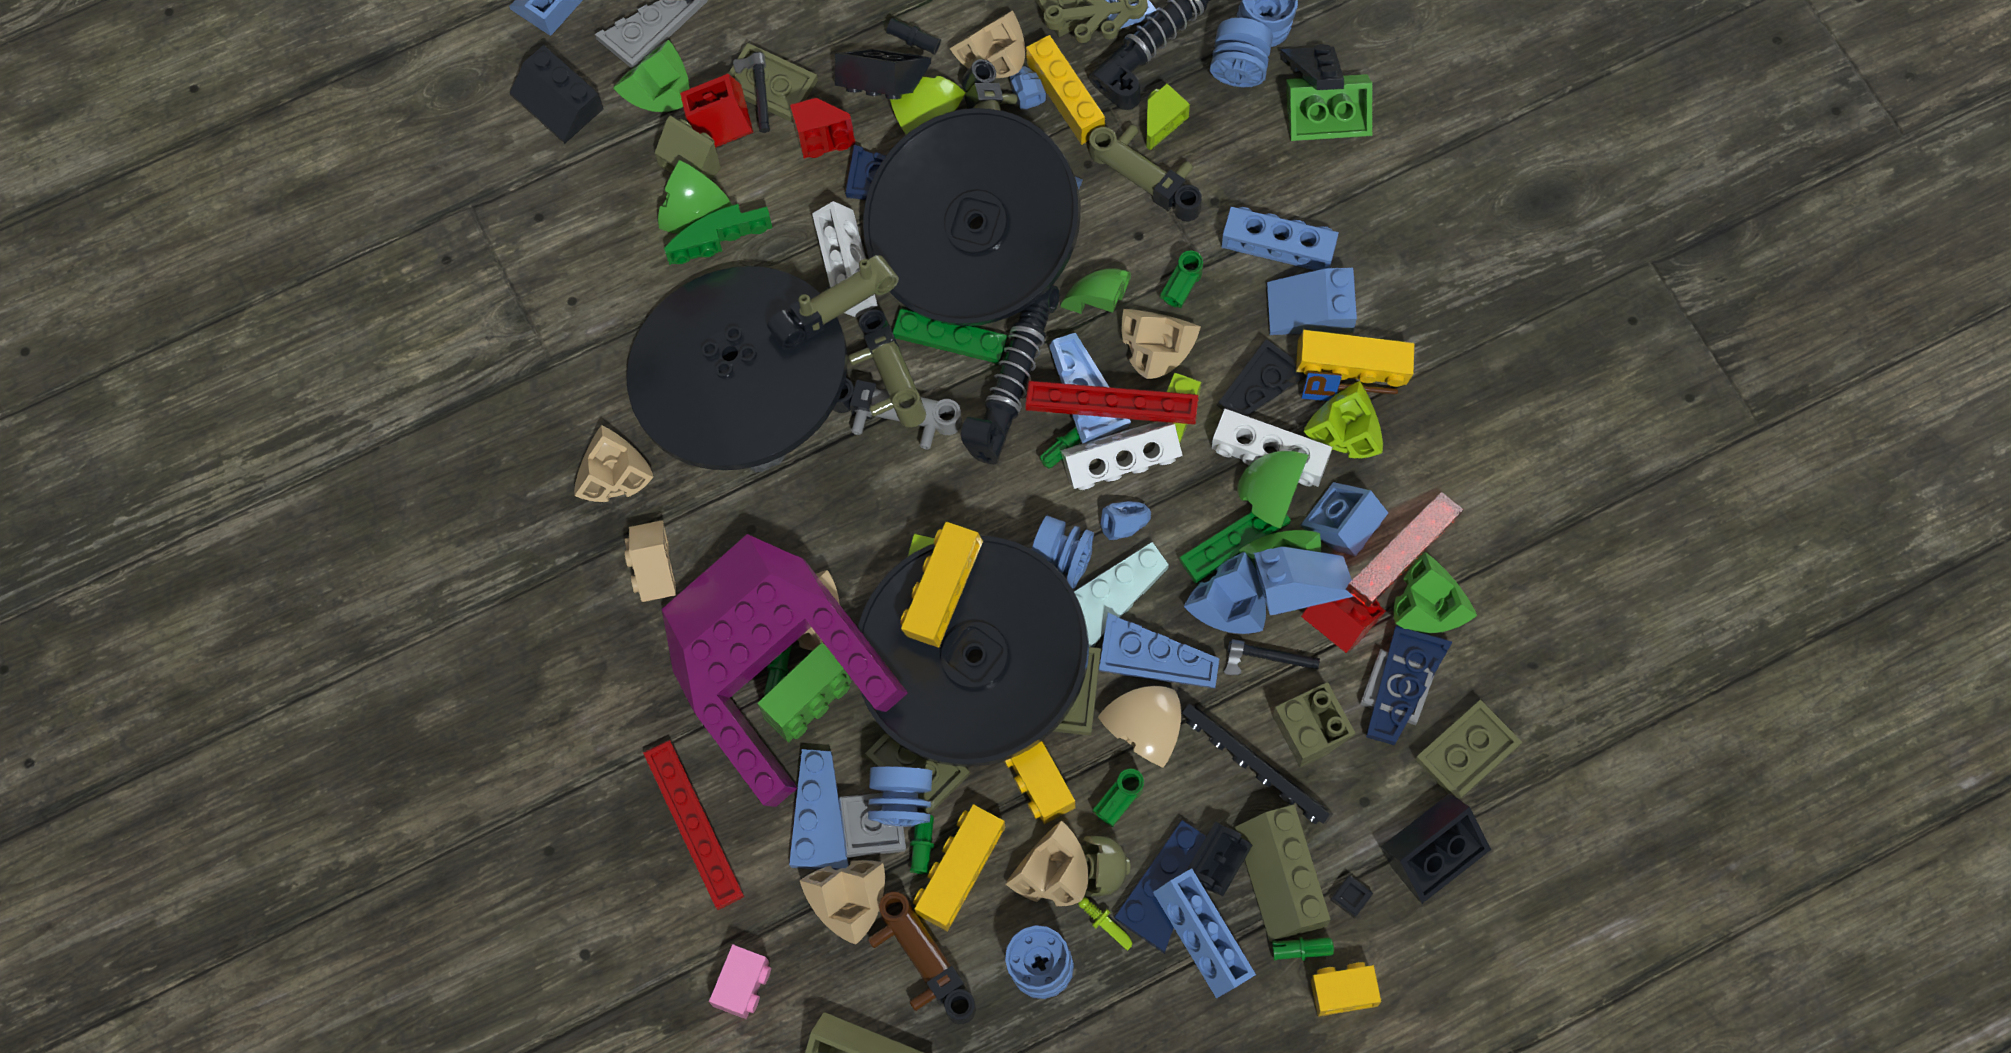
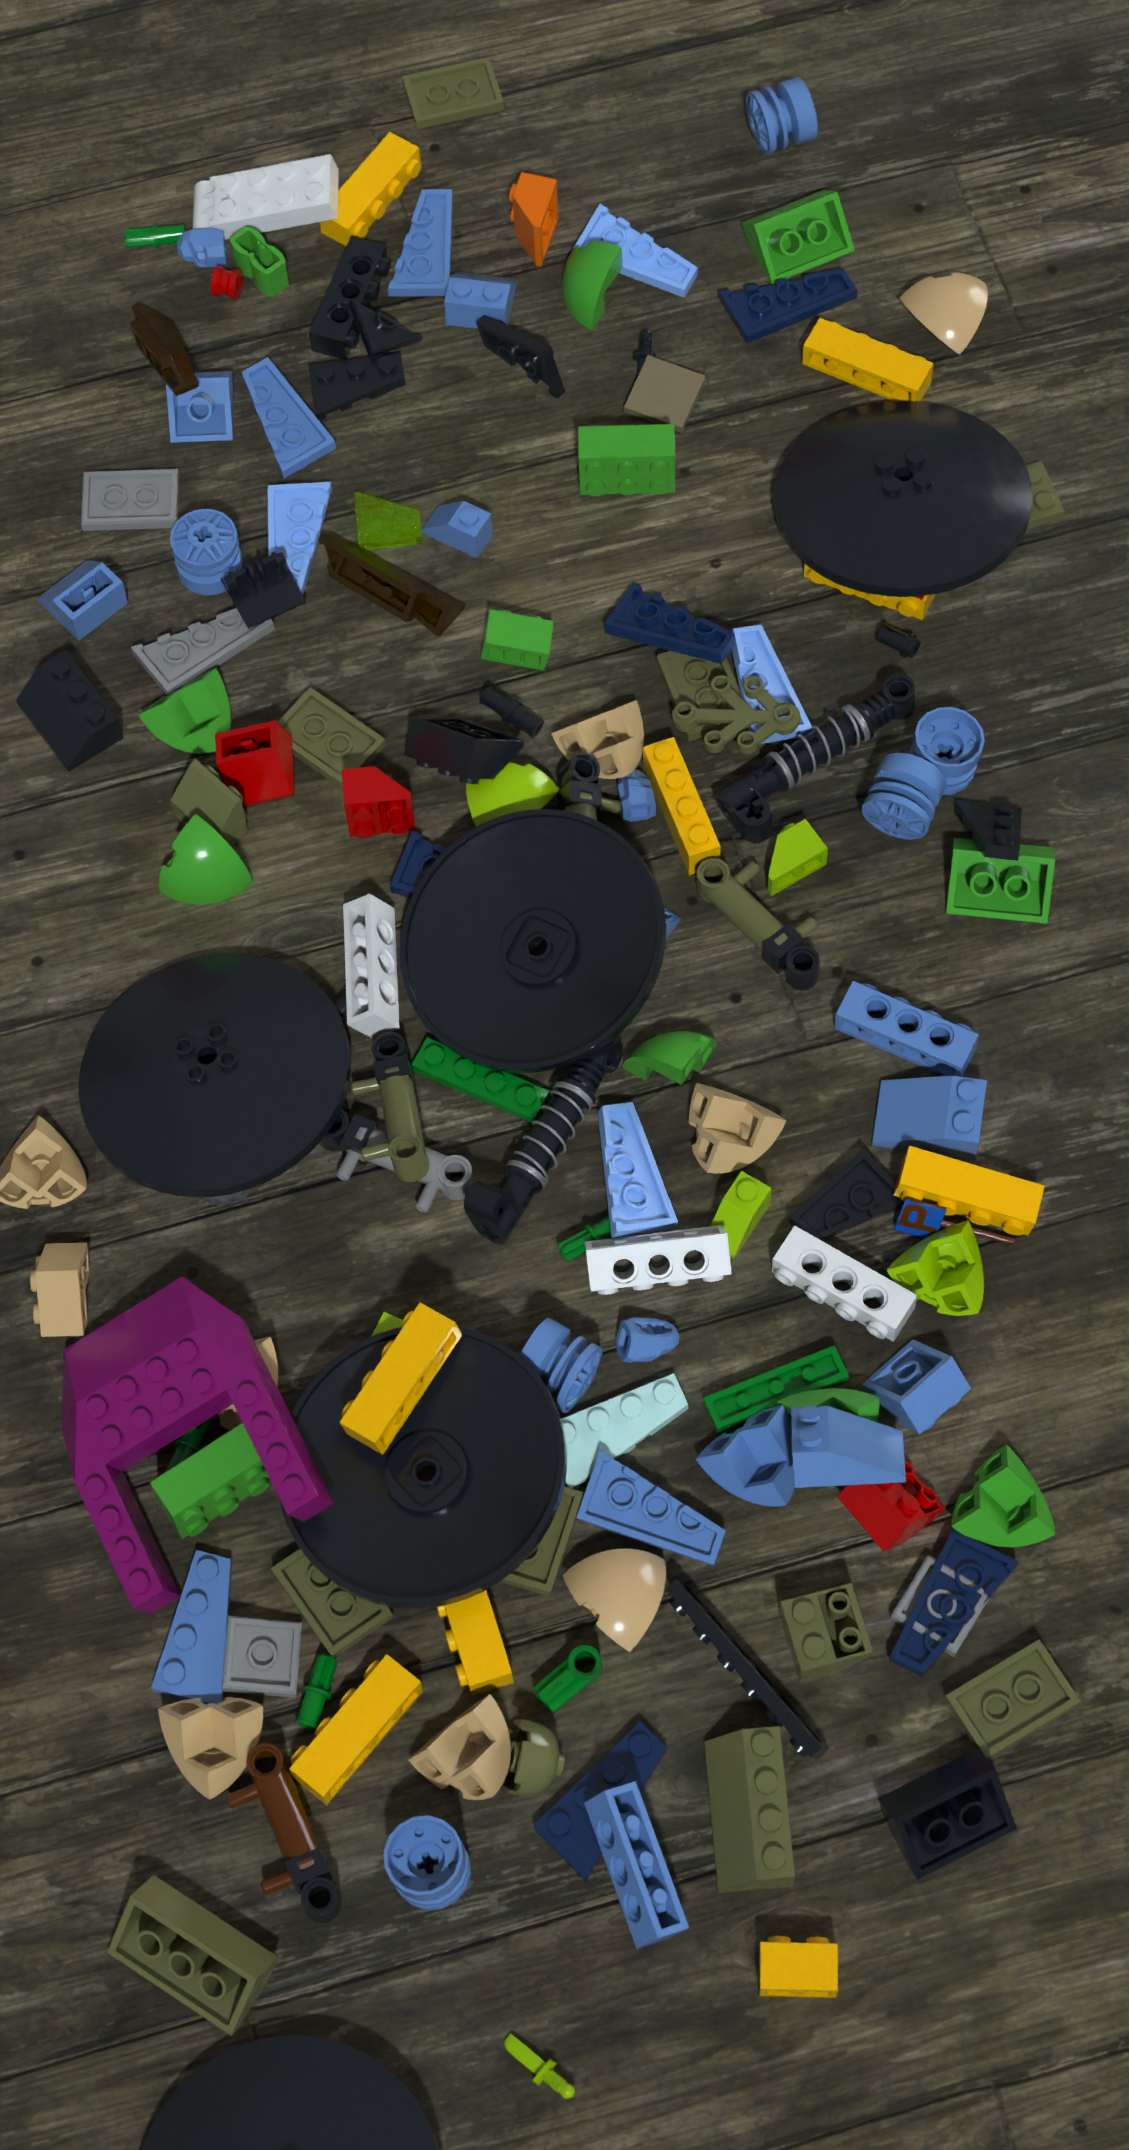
camera: 10 degrees right, 5 degrees down
(693, 825) = (47, 1619): red tile -> none
(705, 234) = (212, 908): green slope -> none
(740, 982) = (61, 1820): bright pink brick -> none
(757, 63) = (316, 713): black piece -> none
(810, 315) = (310, 1027): olive piece -> none
(900, 795) = (298, 1626): medium blue wheel -> none
(1106, 923) = (520, 1830): lime piece -> none
(1112, 402) = (657, 1194): red tile -> none
(1182, 280) = (776, 1061): green piece -> none
(1219, 858) = (675, 1777): black hinge -> none
(1238, 648) = (753, 1522): black piece -> none
(1271, 484) = (832, 1328): bright green brick -> none
(1302, 948) = (756, 1907): green axle -> none
(1352, 896) = (831, 1854): black tile -> none
(1404, 550) = (979, 1436): clear red tile -> none

